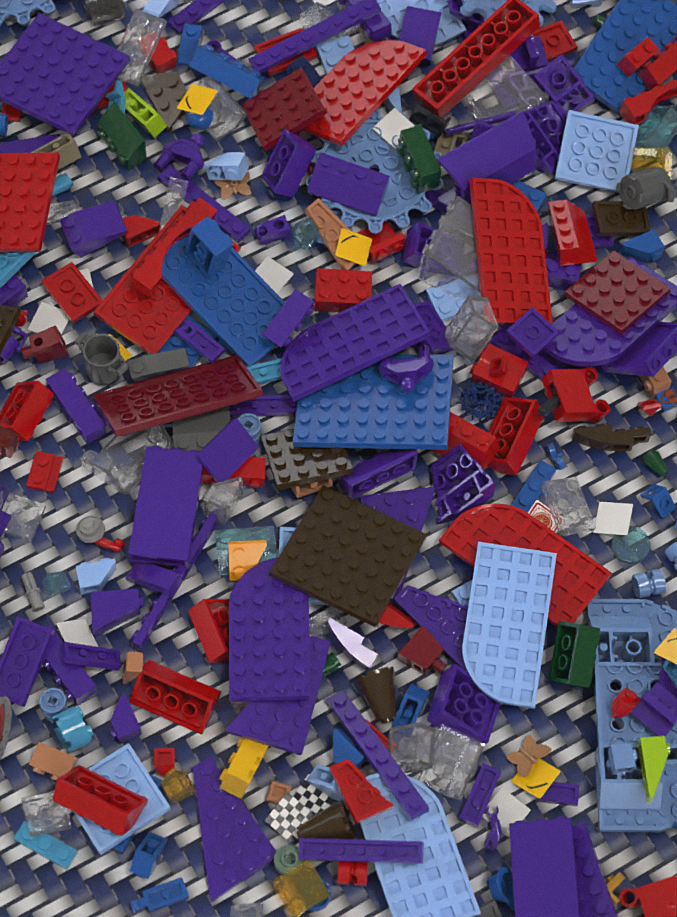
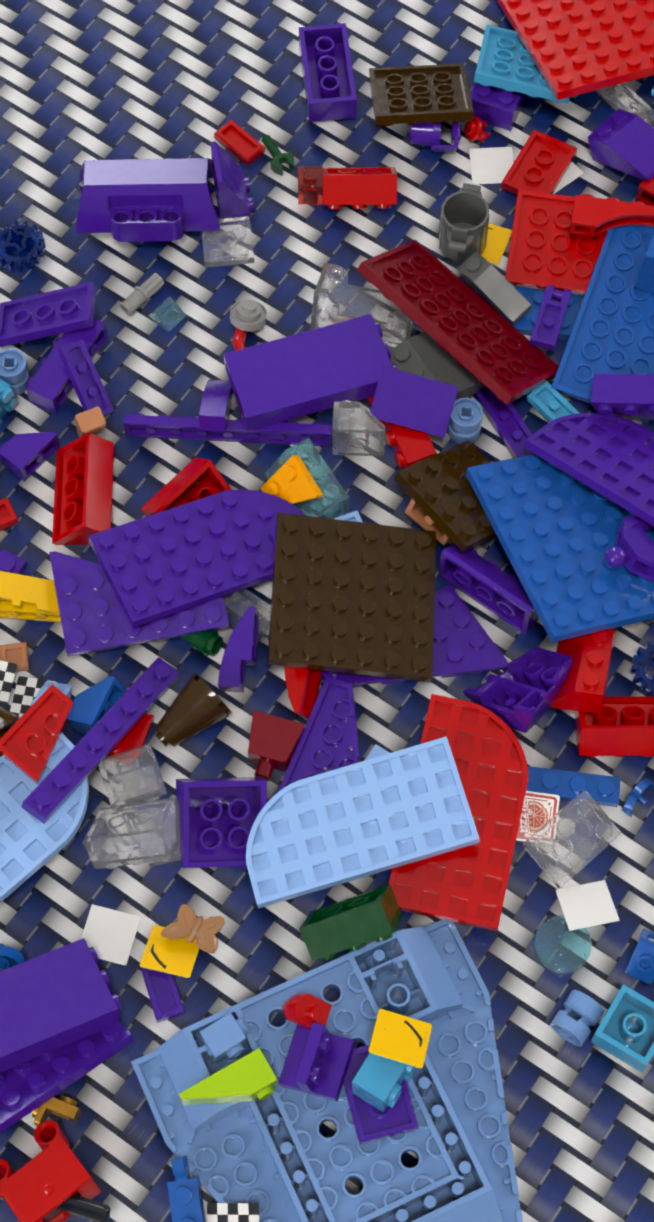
camera: 70 degrees right, 0 degrees up
(44, 472) = (297, 242): red plate -> none
(46, 346) = (451, 167): dark red torso -> none
(76, 406) = (401, 223): dark purple brick -> none
(77, 632) = (111, 359): white sticker -> none
(95, 575) = (192, 346): light blue slope -> none
(114, 608) = (160, 381): dark purple slope -> none
(411, 706) = (192, 759): blue slope -> none
(480, 795) = (114, 891): dark purple plate -> none
(495, 833) = (74, 932): dark purple arm -> none
(648, 583) = (513, 987): medium blue wheel -> none

